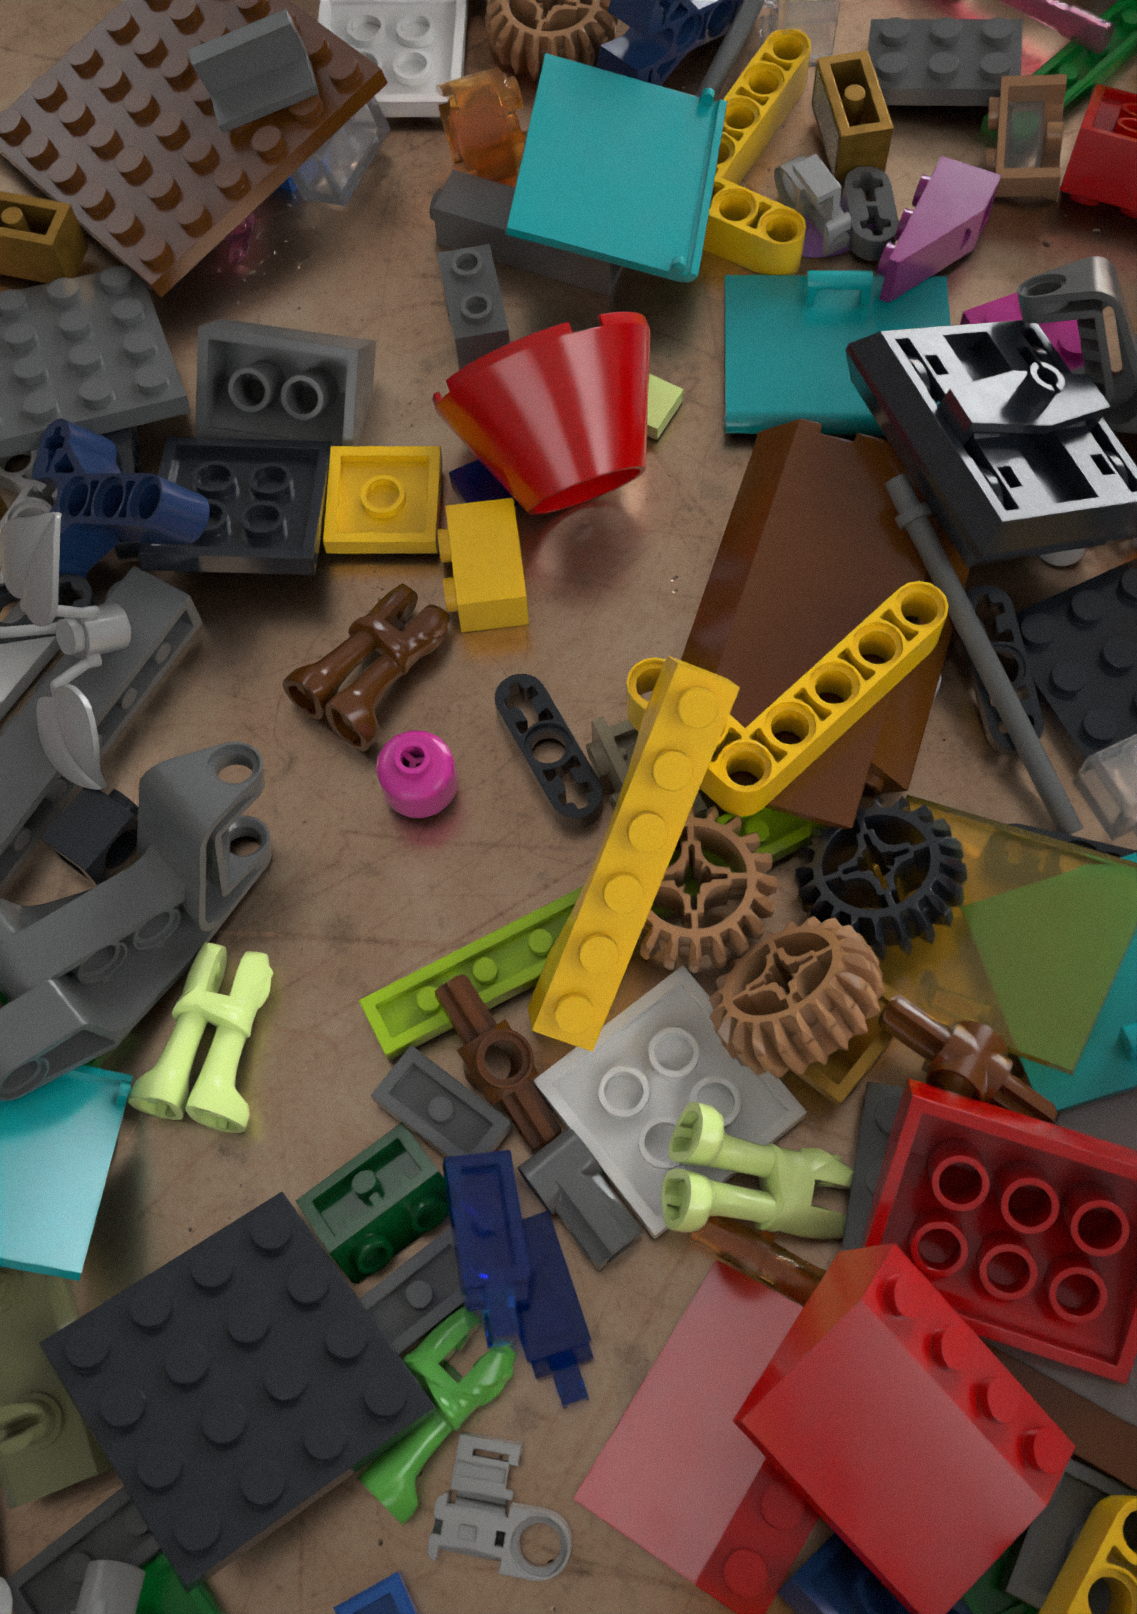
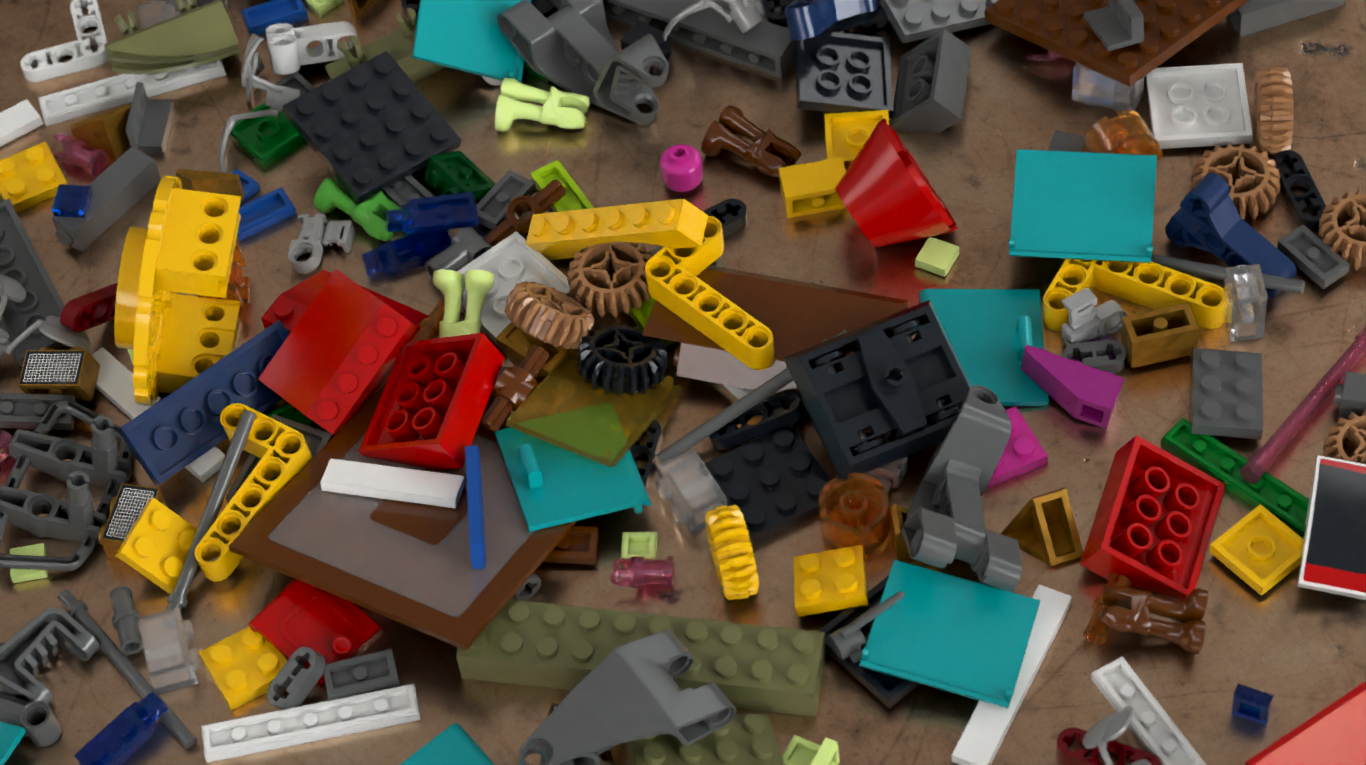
camera: 90 degrees right, 15 degrees down
(473, 302) = (986, 163): dark grey brick -> none
(1028, 135) = (1157, 422): medium nougat window -> none

